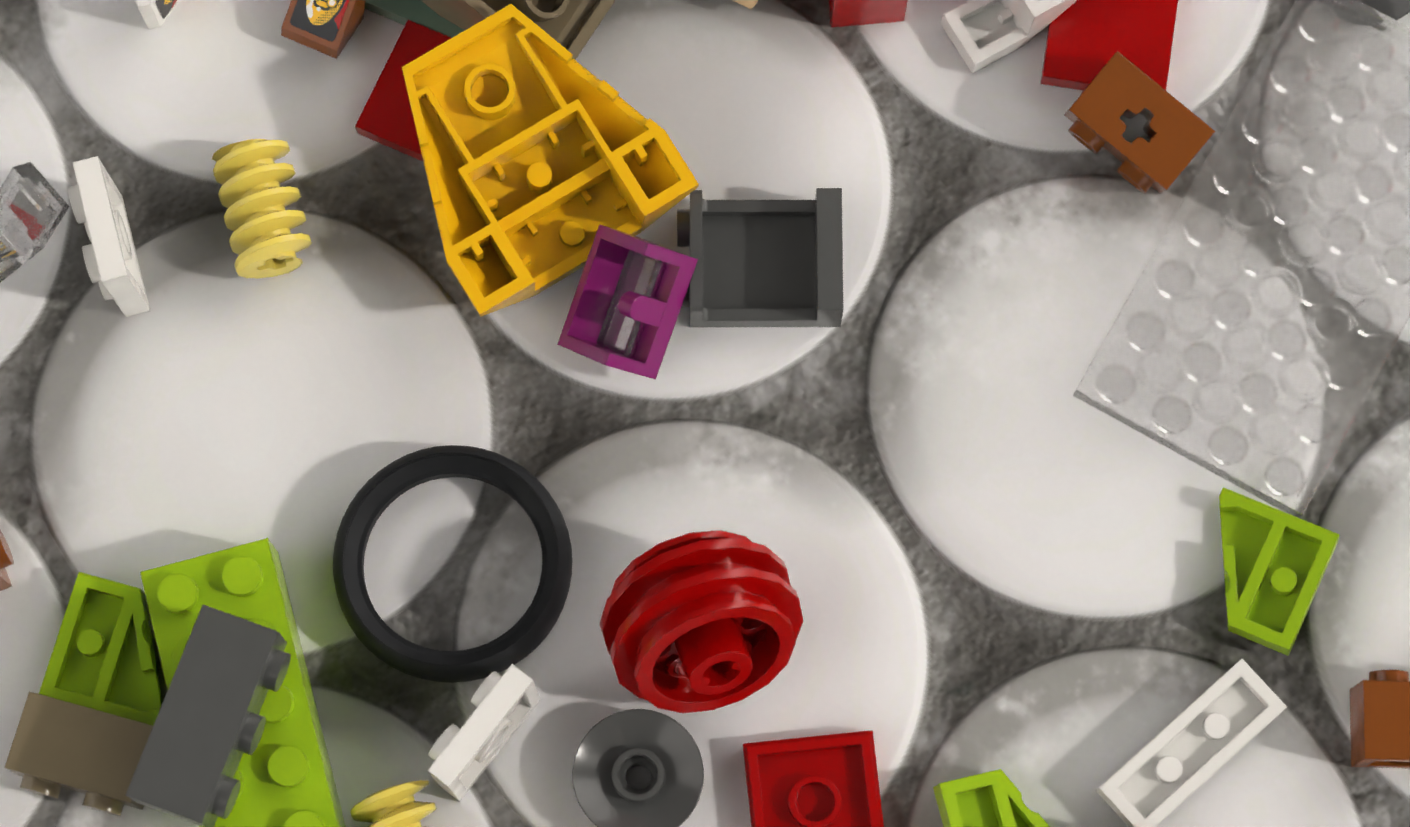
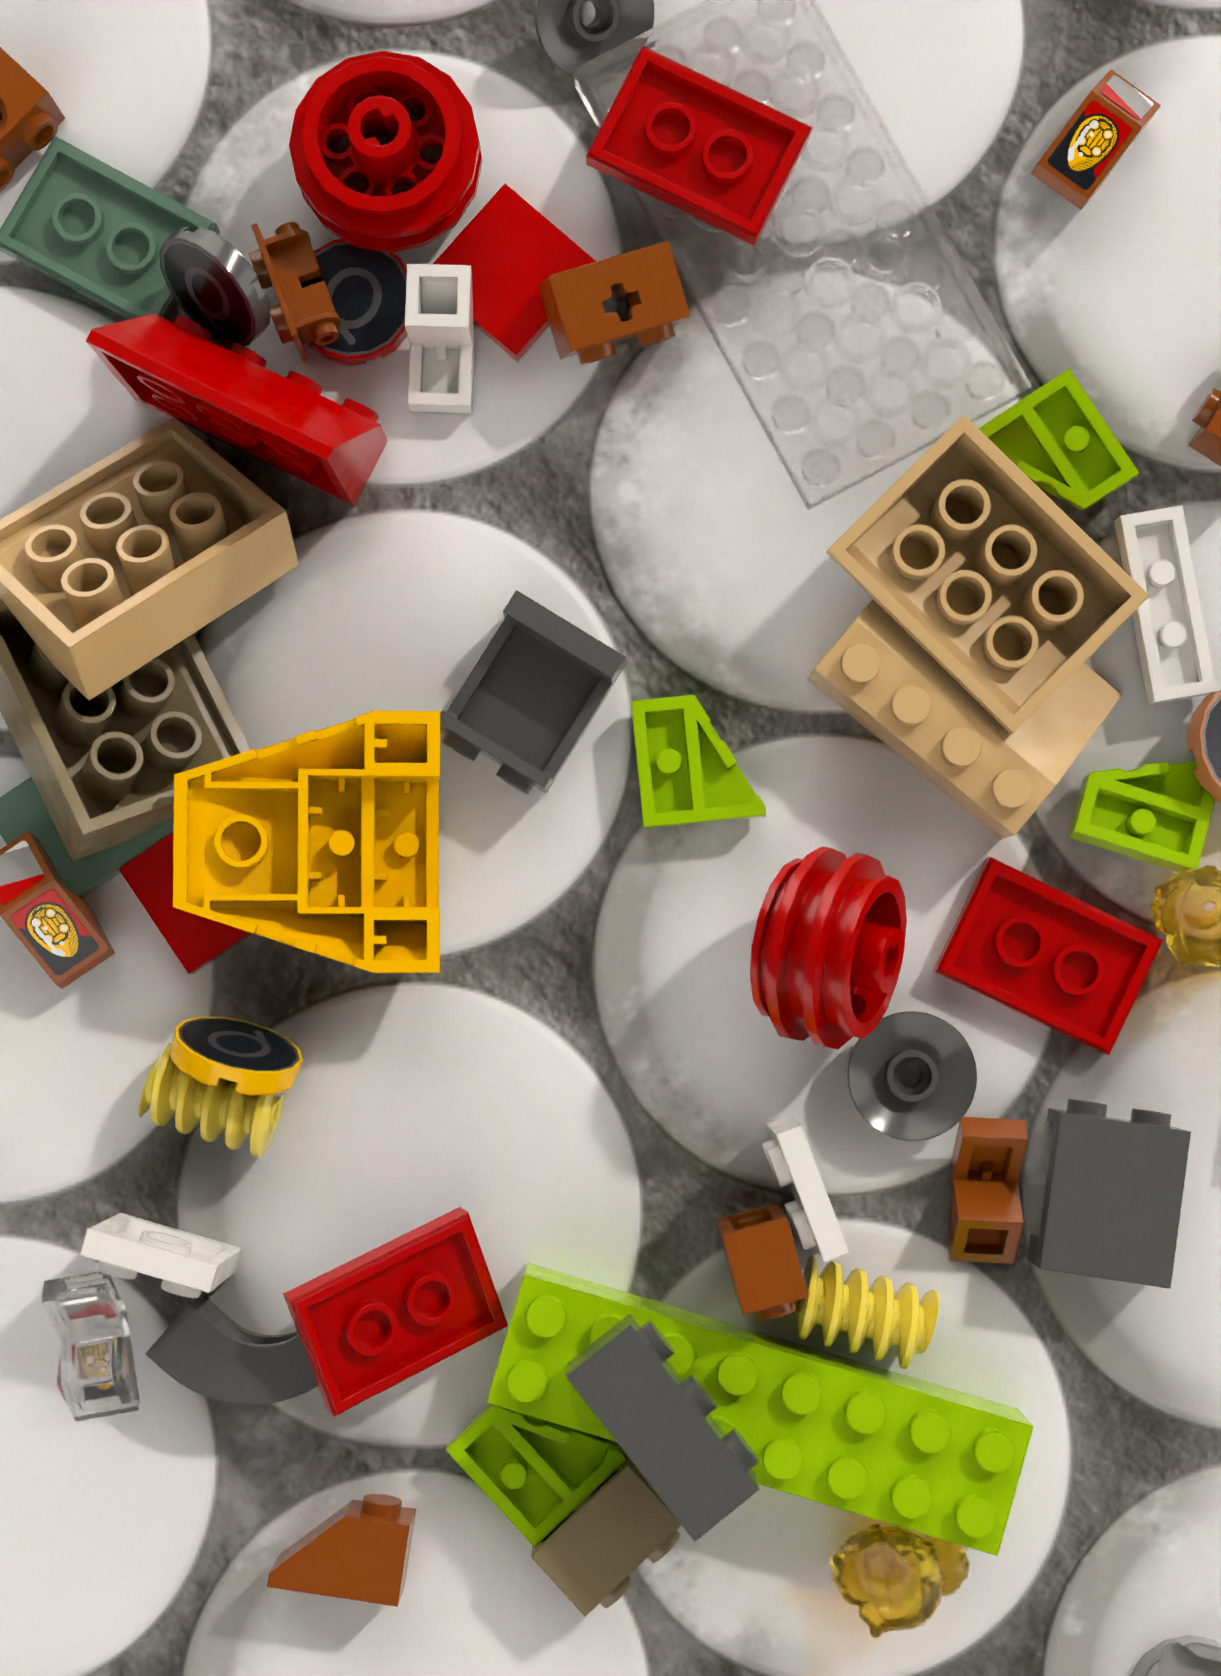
camera: 55 degrees left, 10 degrees up
(48, 348) = (229, 1362): none -> dark grey arch
(174, 454) = (396, 1310): none -> red tile
(316, 204) = (237, 1052): none -> tile
(395, 731) = (762, 1261): none -> dark orange brick
(432, 465) = (639, 1225): black tyre -> none
(627, 302) = (502, 837): magenta window -> none
(784, 424) = (686, 767): none -> lime wing
(1007, 618) = (946, 734): none -> tan slope
(1109, 568) = (987, 574): none -> tan slope
(1316, 113) = (698, 145): none -> red tile

